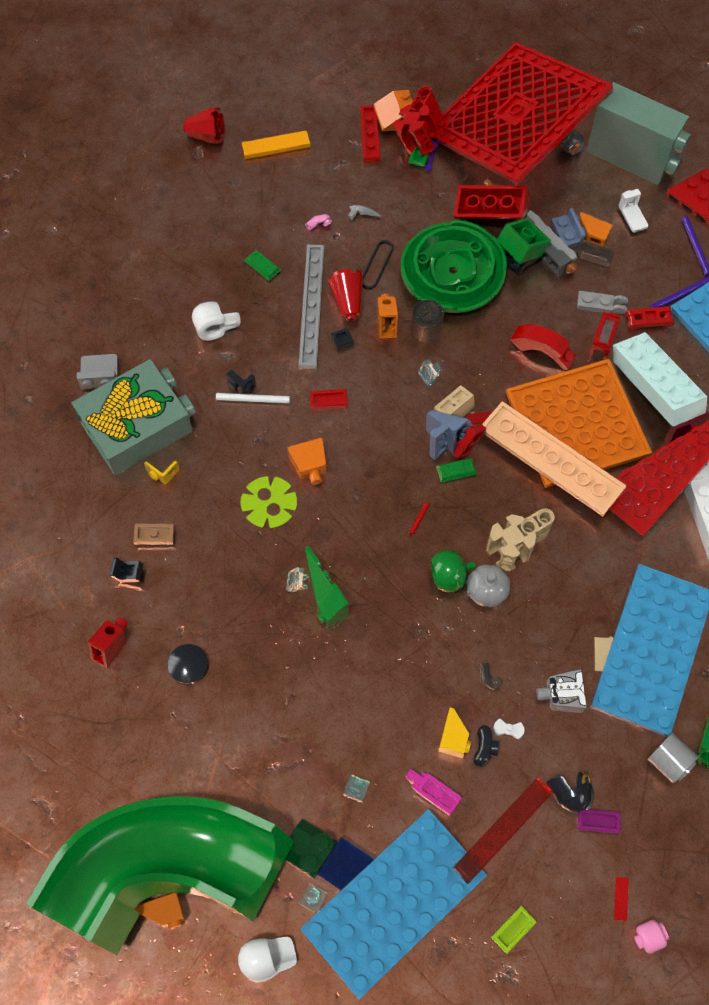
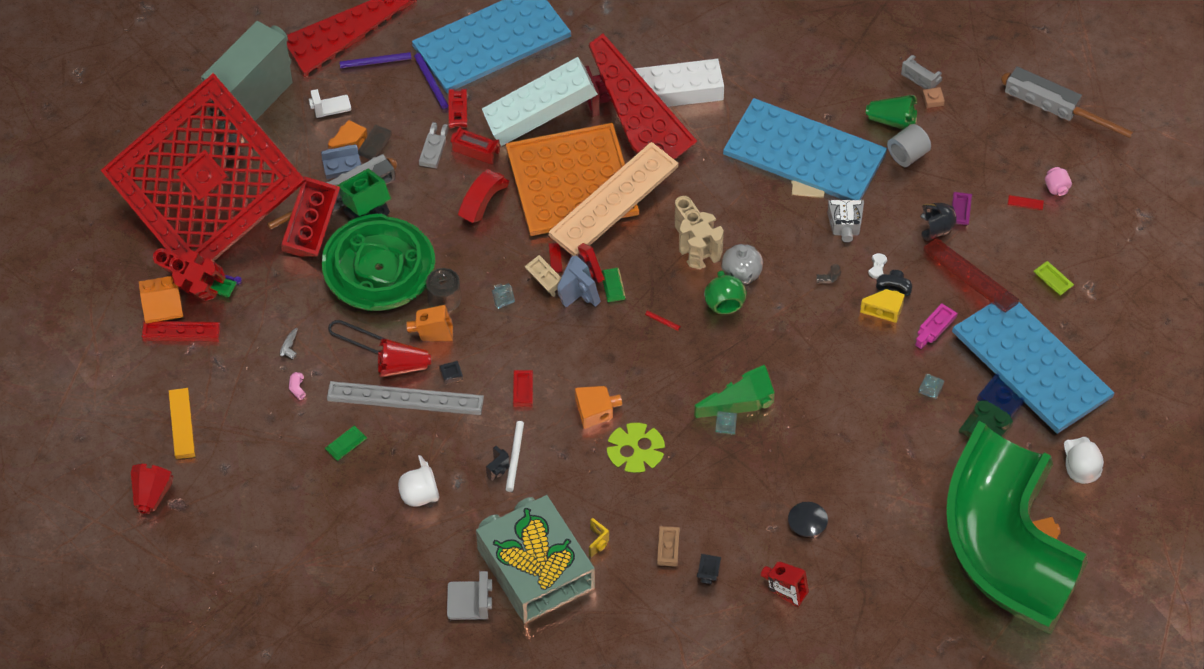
camera: 85 degrees left, 10 degrees down
(313, 898) = (1030, 424): clear light blue tile -> none

